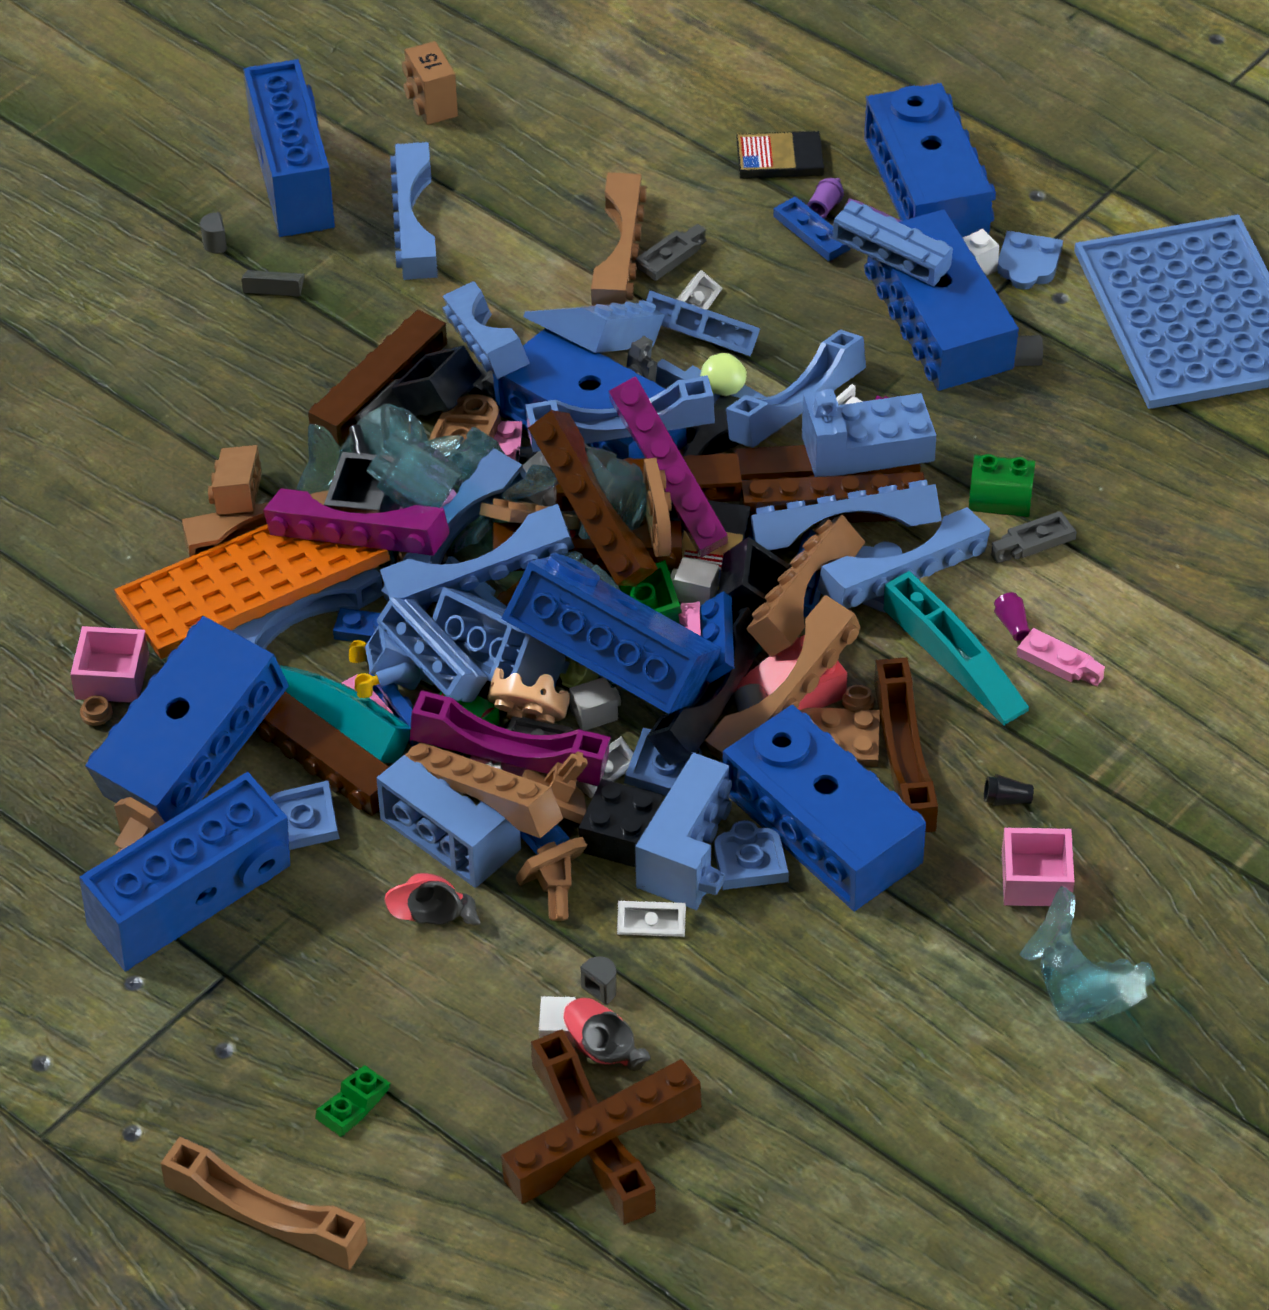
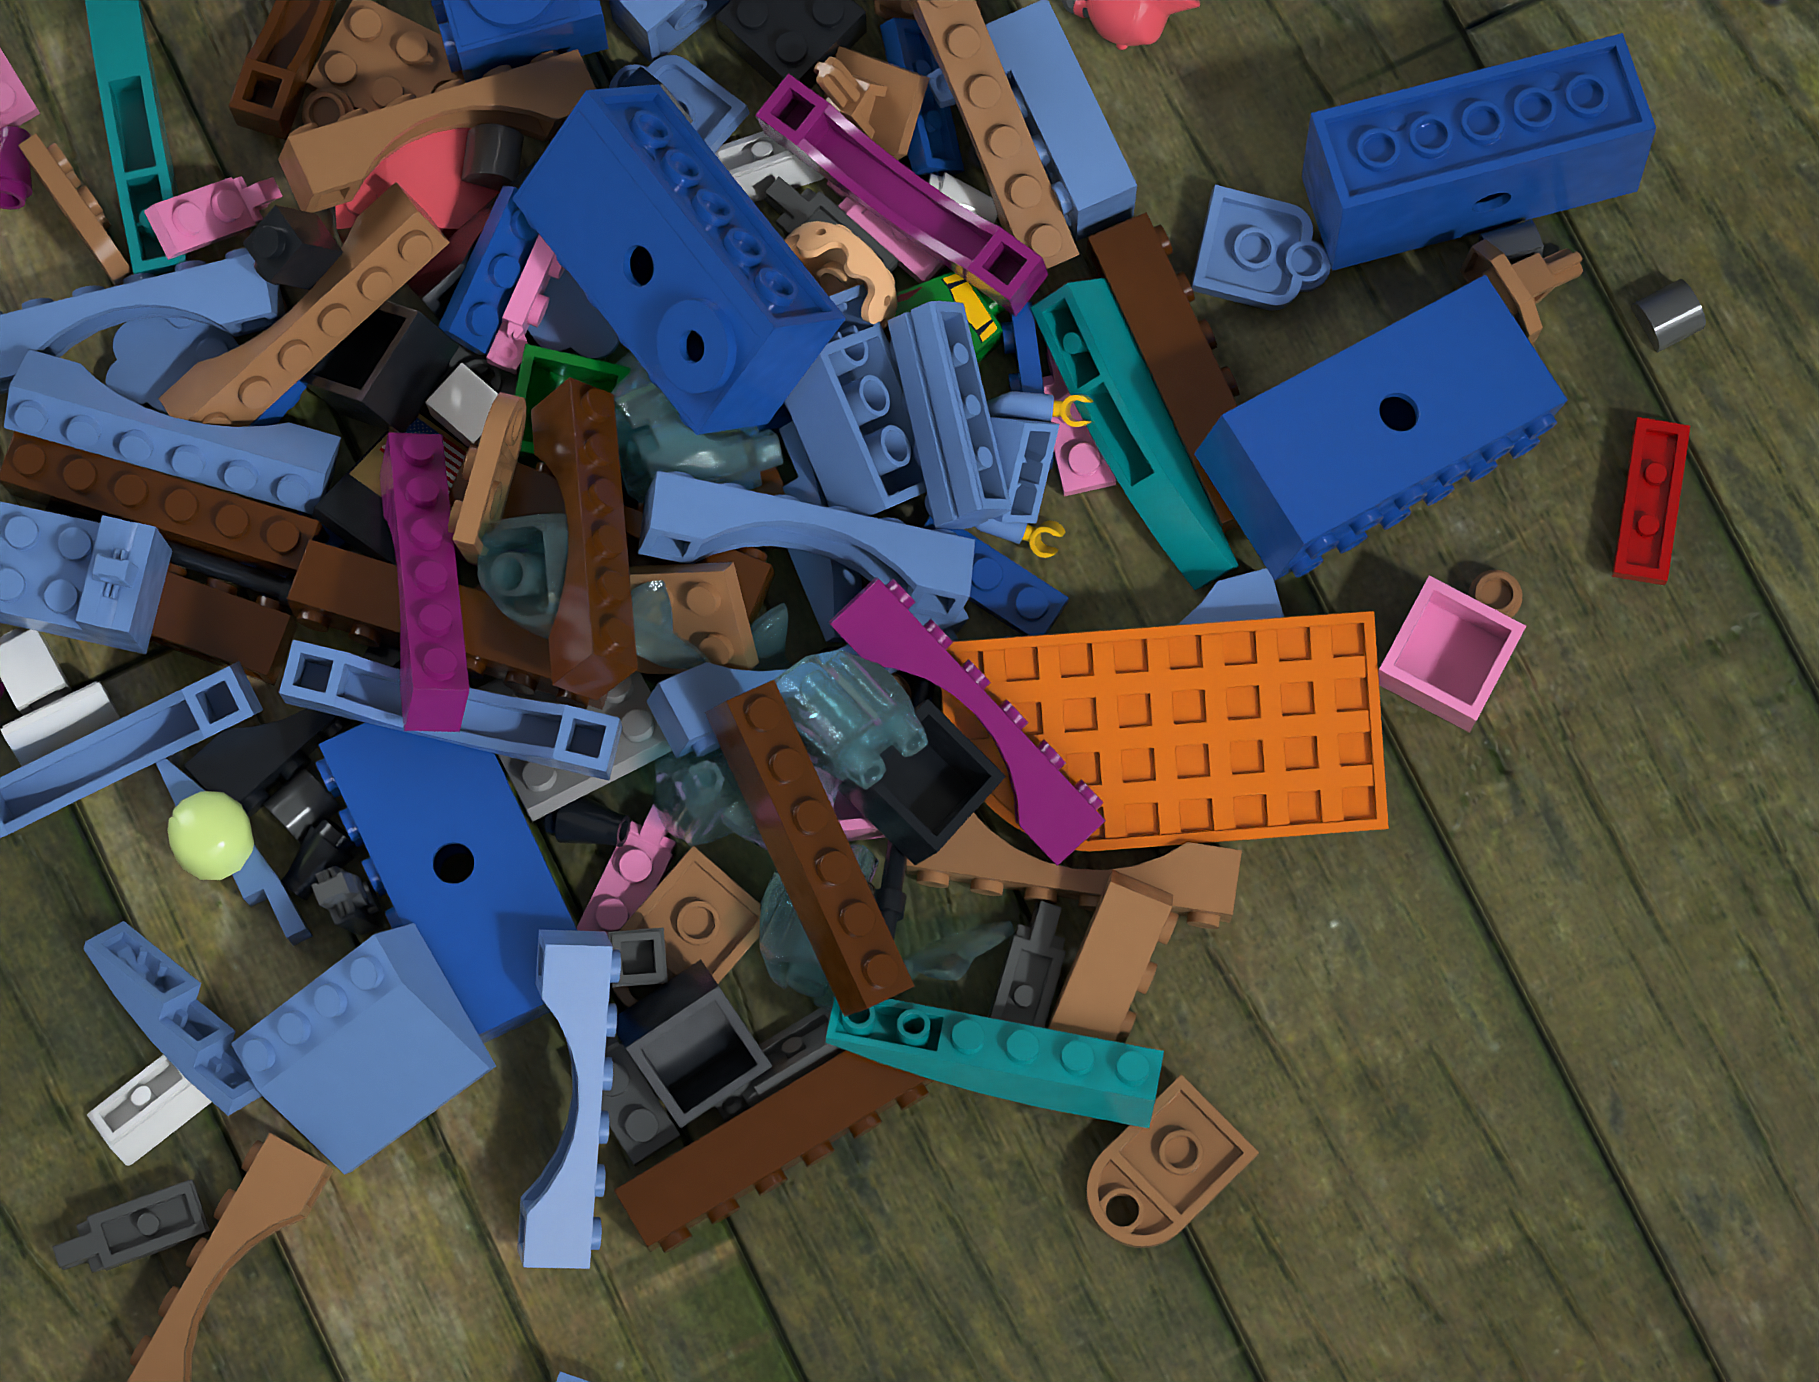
camera: 155 degrees left, 30 degrees up
(23, 780) = (1651, 501): none -> red plate
(46, 870) = (1670, 314): none -> dark grey brick
(172, 433) = (1168, 1167): none -> medium nougat plate
(274, 421) = (1006, 1059): none -> teal slope
(278, 467) = (1030, 970): none -> dark grey hinge
(390, 415) = (809, 848): none -> reddish brown brick
(480, 399) = (641, 956): none -> dark grey brick
(826, 579) = (292, 248): none -> black brick
(887, 615) = (209, 214): none -> bright pink hinge
(966, 595) = (76, 205): none -> medium nougat plate

